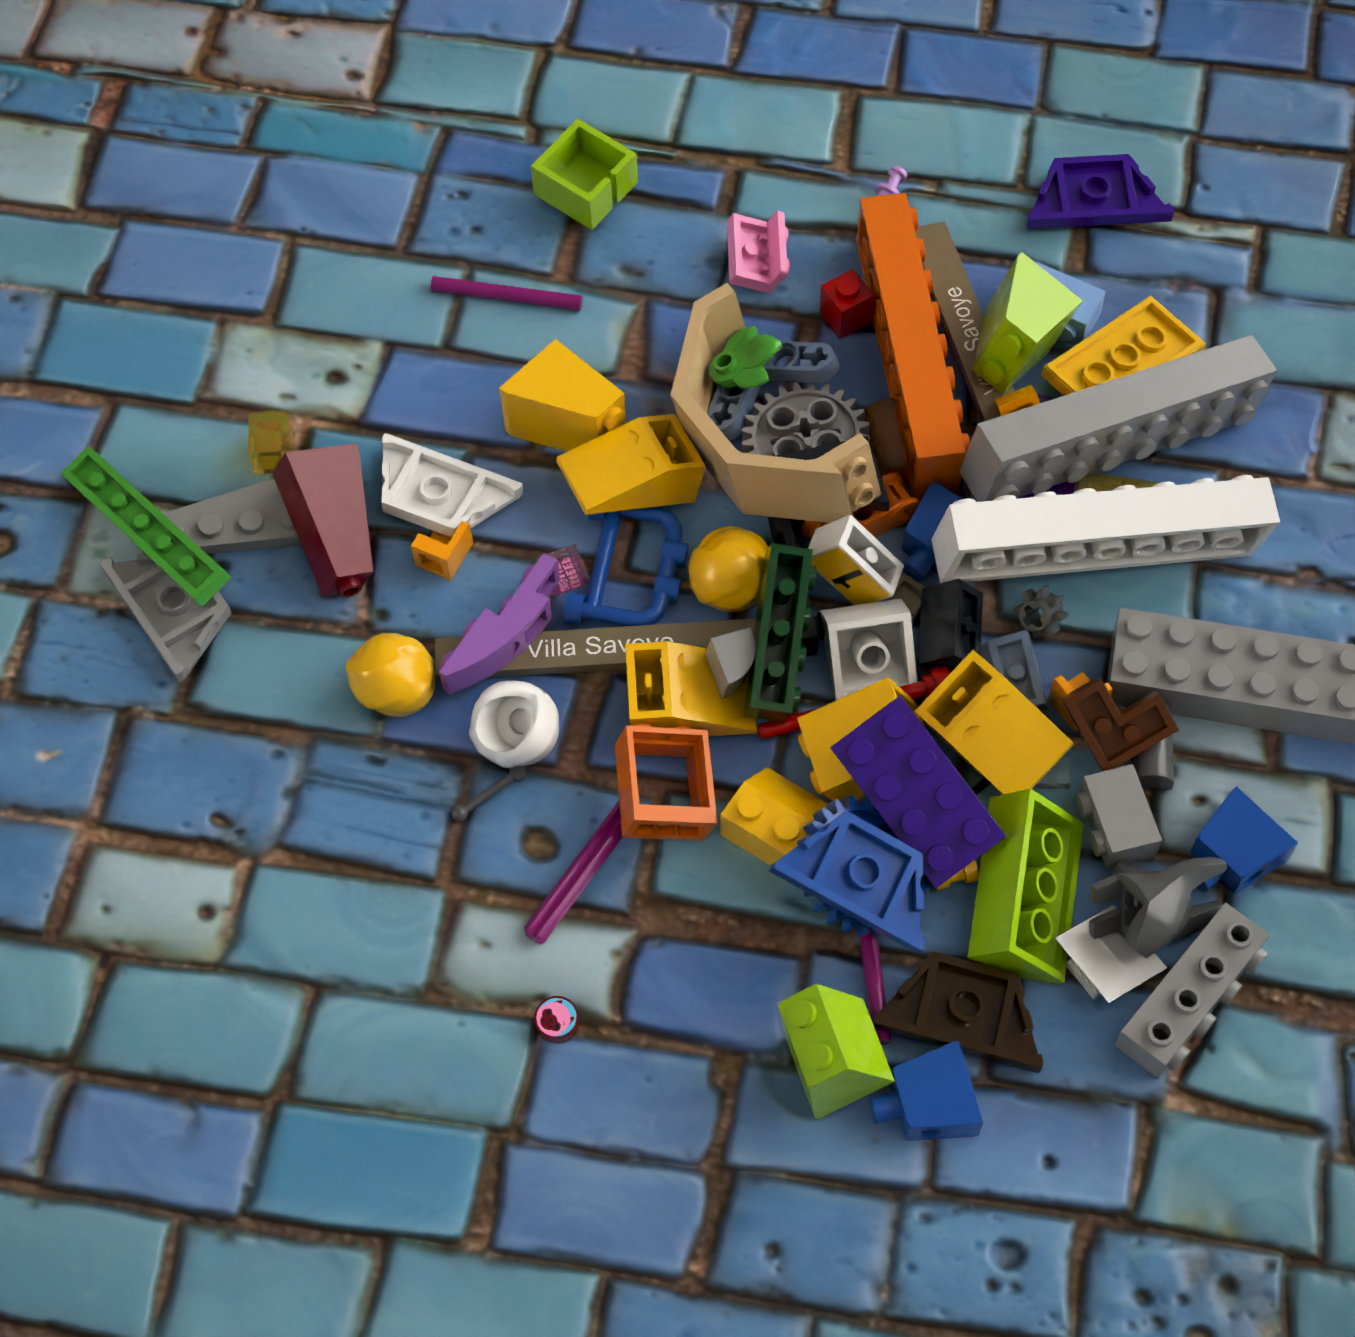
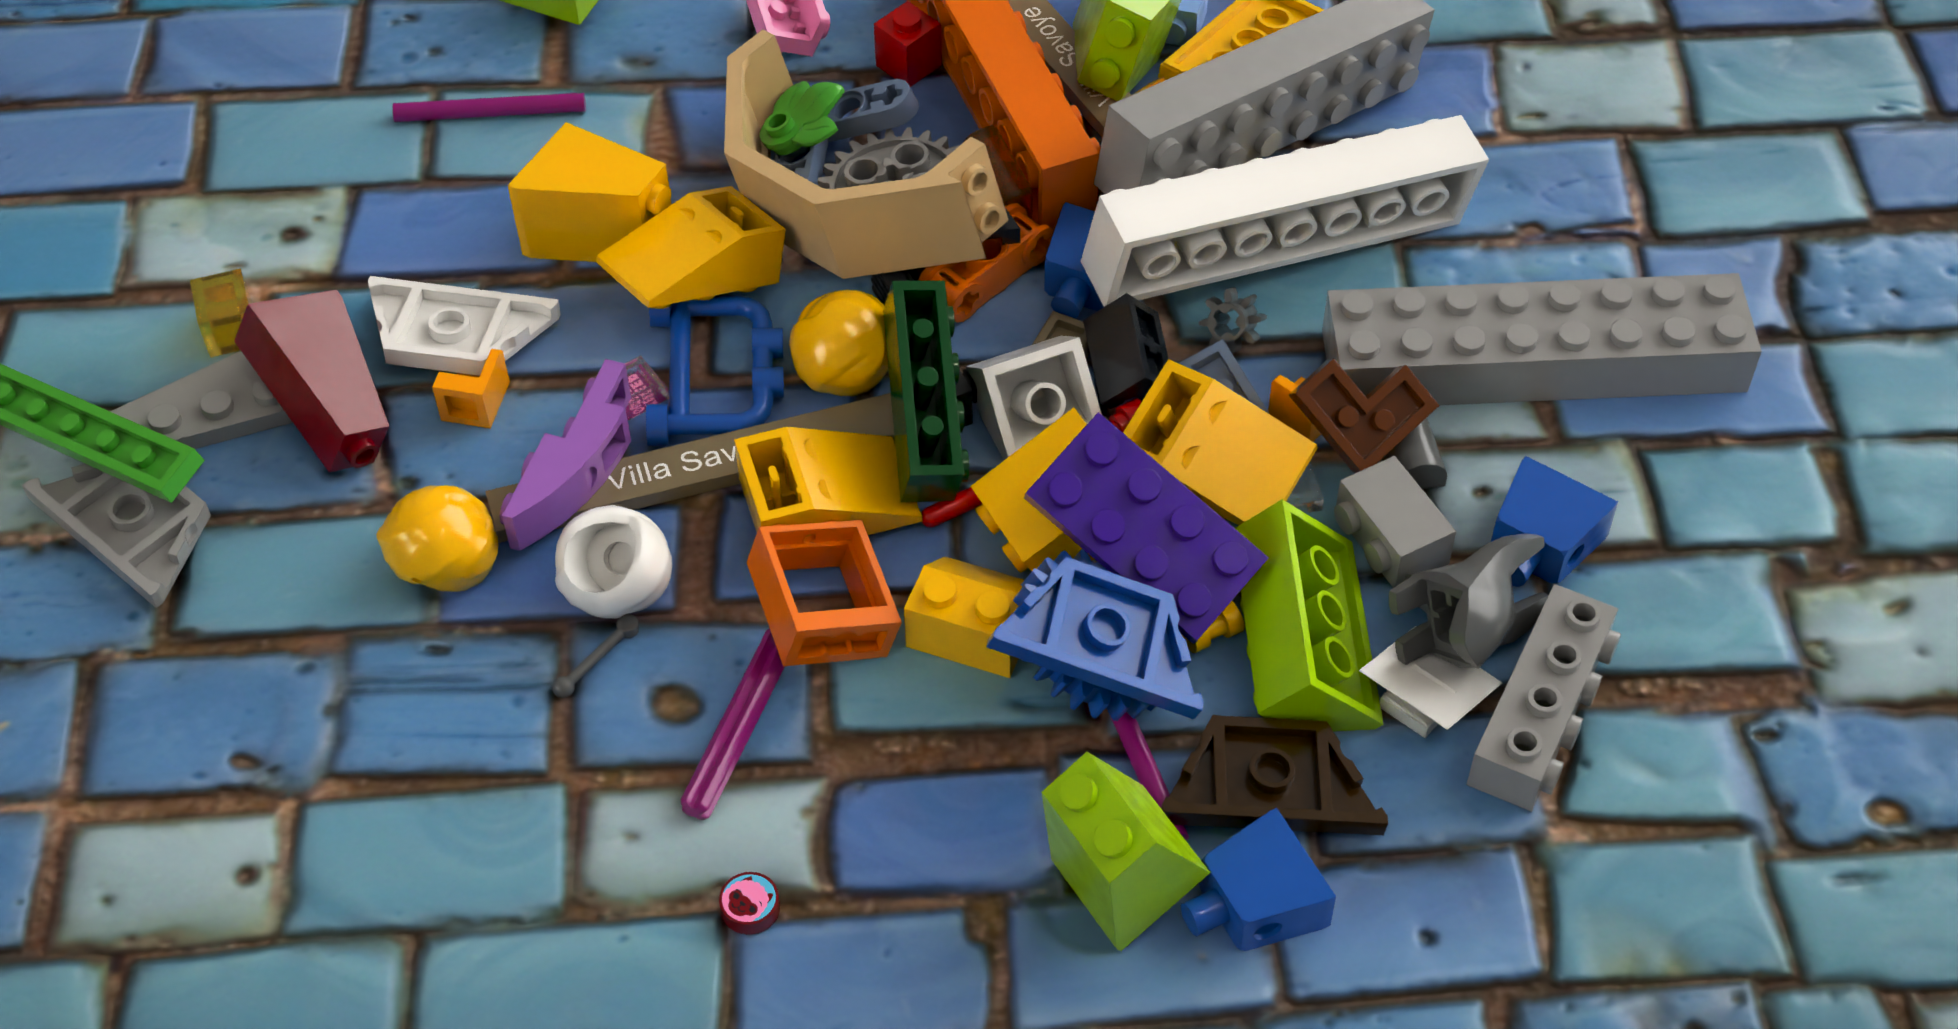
camera: 15 degrees left, 10 degrees down
(731, 659) = (870, 432): light grey brick -> none
(855, 561) = (996, 300): white brick -> none

